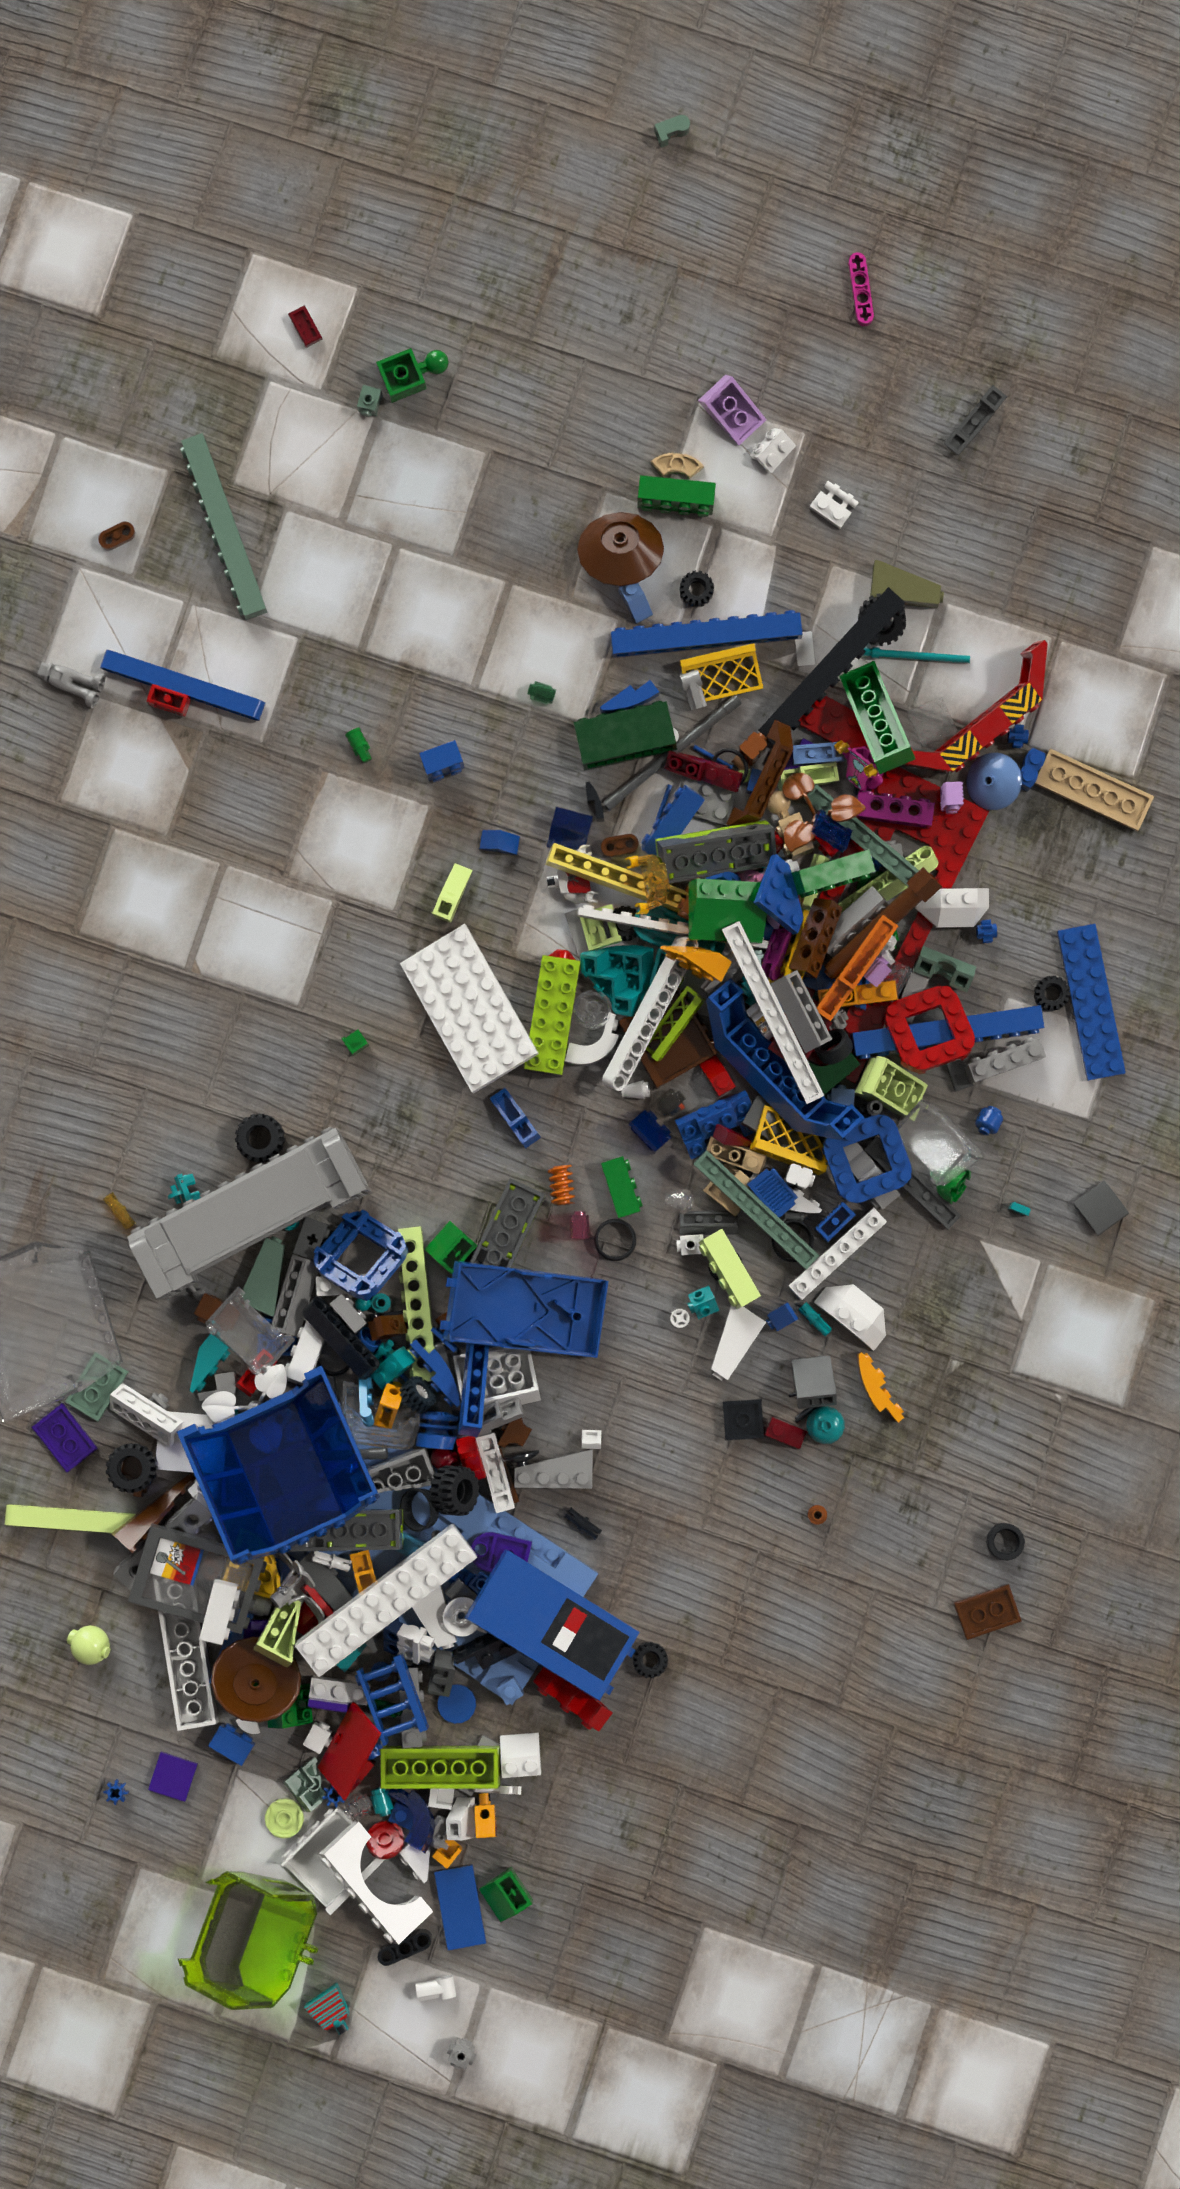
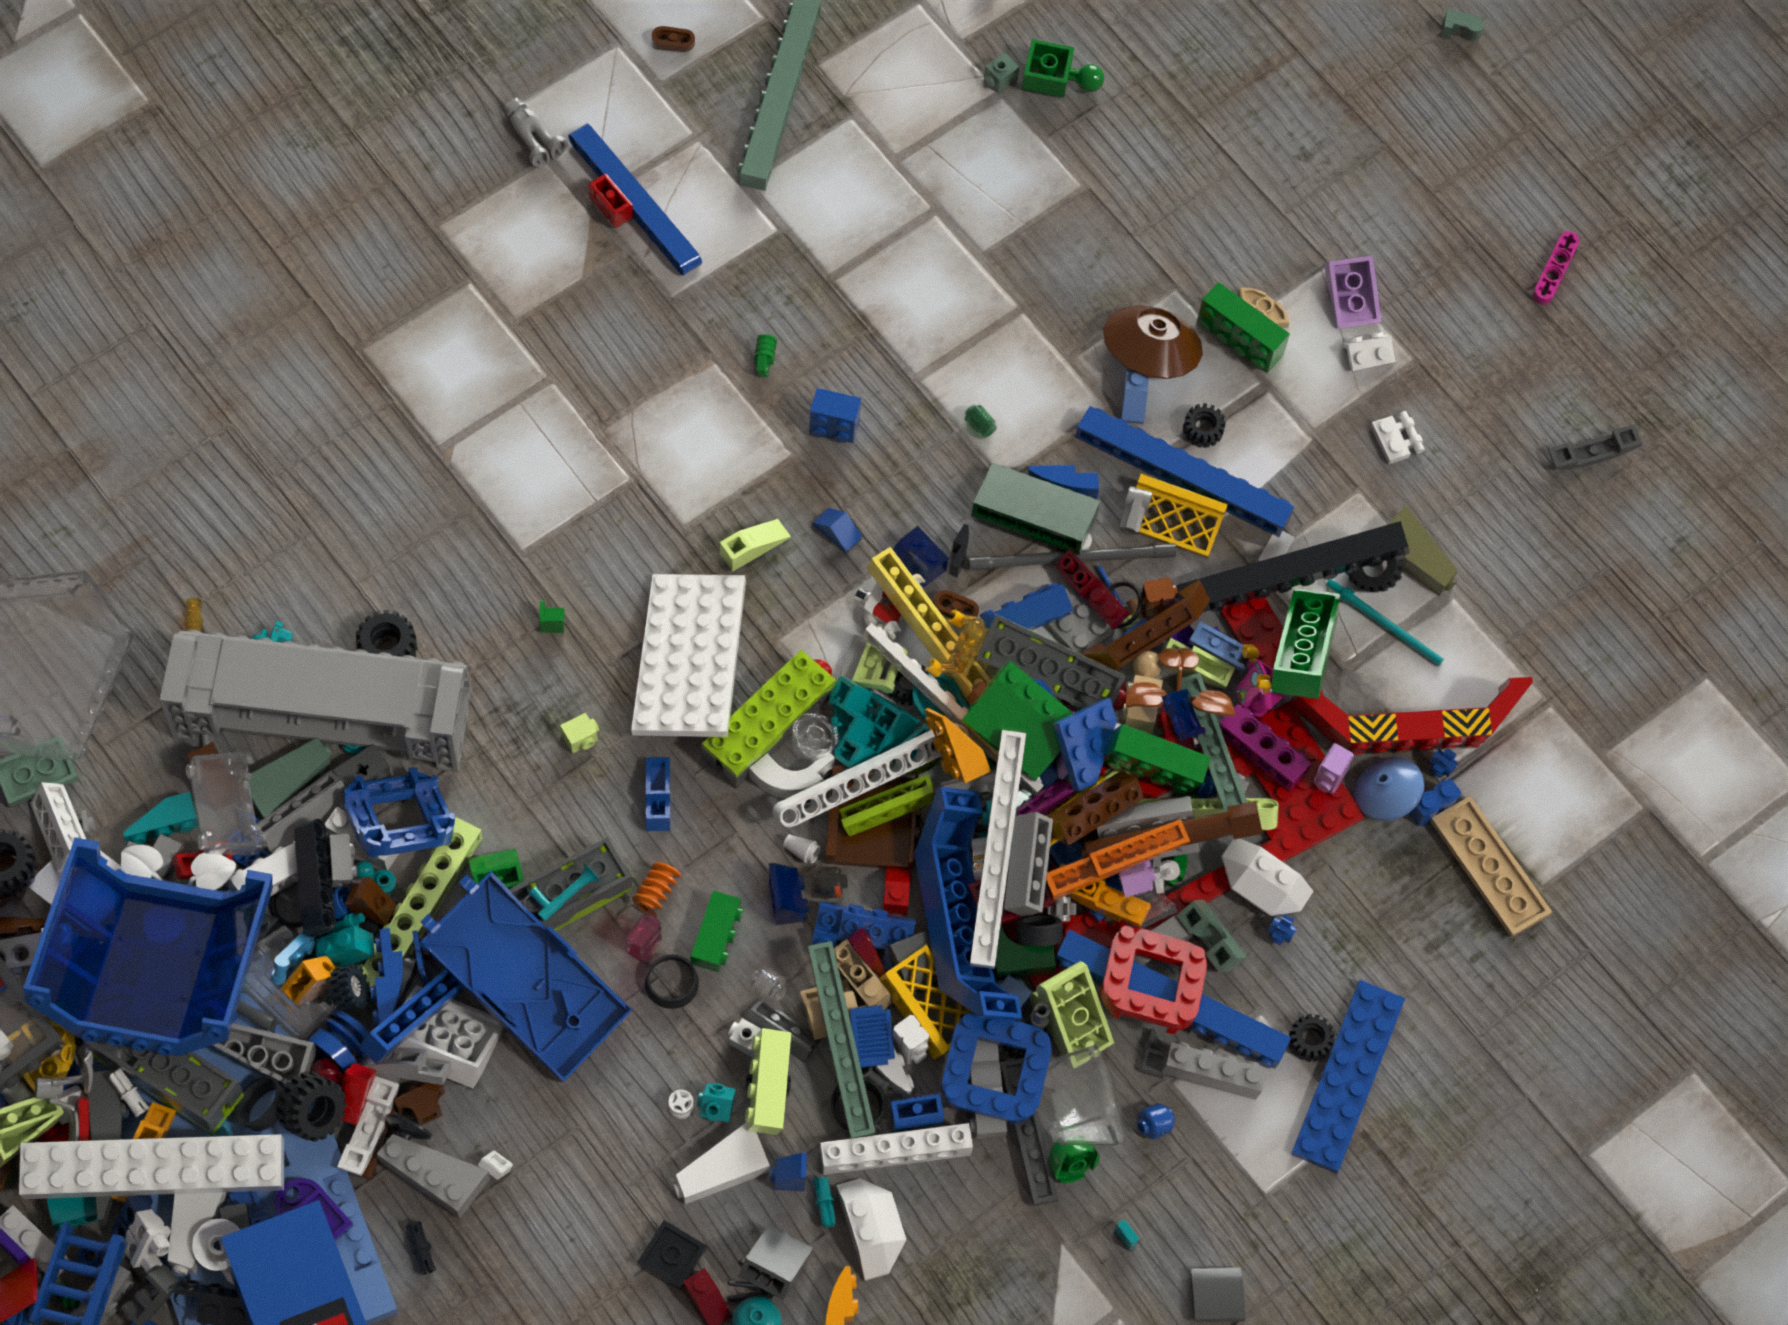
camera: 25 degrees right, 20 degrees down
(434, 1111) = (580, 733): none -> yellowish green brick
(511, 1247) = (550, 908): none -> teal piece

